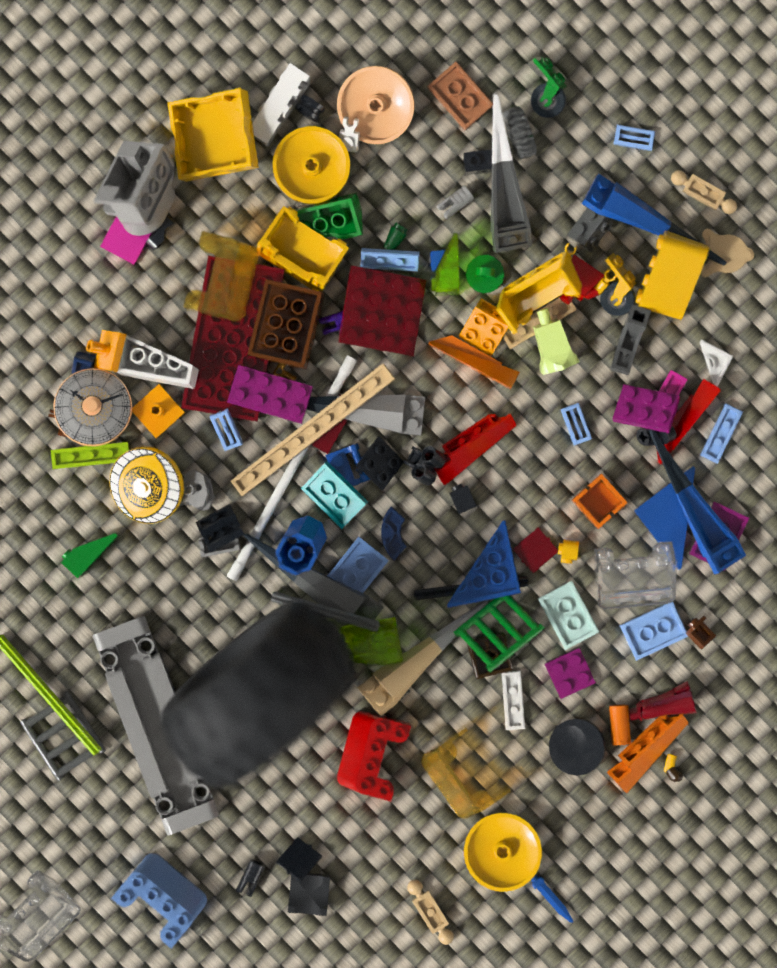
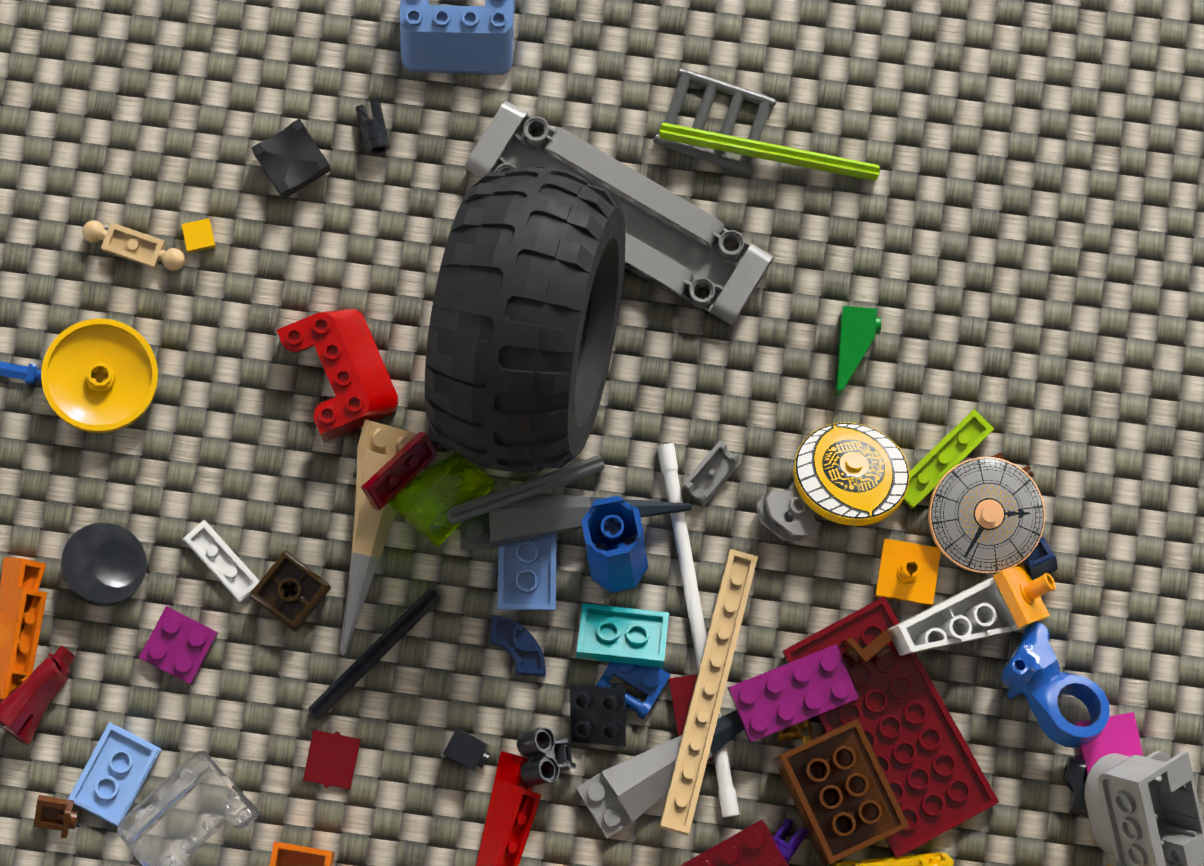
camera: 140 degrees right, 10 degrees down
(135, 304) = (1037, 676): none -> blue animal
(209, 383) = (876, 649): none -> reddish brown bracket
(220, 528) = (725, 491): black slope -> none
(229, 280) = (951, 791): clear yellow windscreen -> none
(233, 427) = (805, 621): light blue tile -> none
(299, 859) = (333, 188): black piece -> none
(384, 673) = (399, 471): none -> dark red tile
(391, 890) = (198, 235): none -> yellow tile
(437, 766) = (257, 418): clear yellow windscreen -> none
(492, 573) = (362, 688): blue tile -> none
(506, 652) = (266, 635): green bar -> none
(568, 551) = (290, 788): yellow plate -> none
(568, 615) = (232, 712): light aqua tile -> none
(620, 724) = (71, 630): orange pin -> none

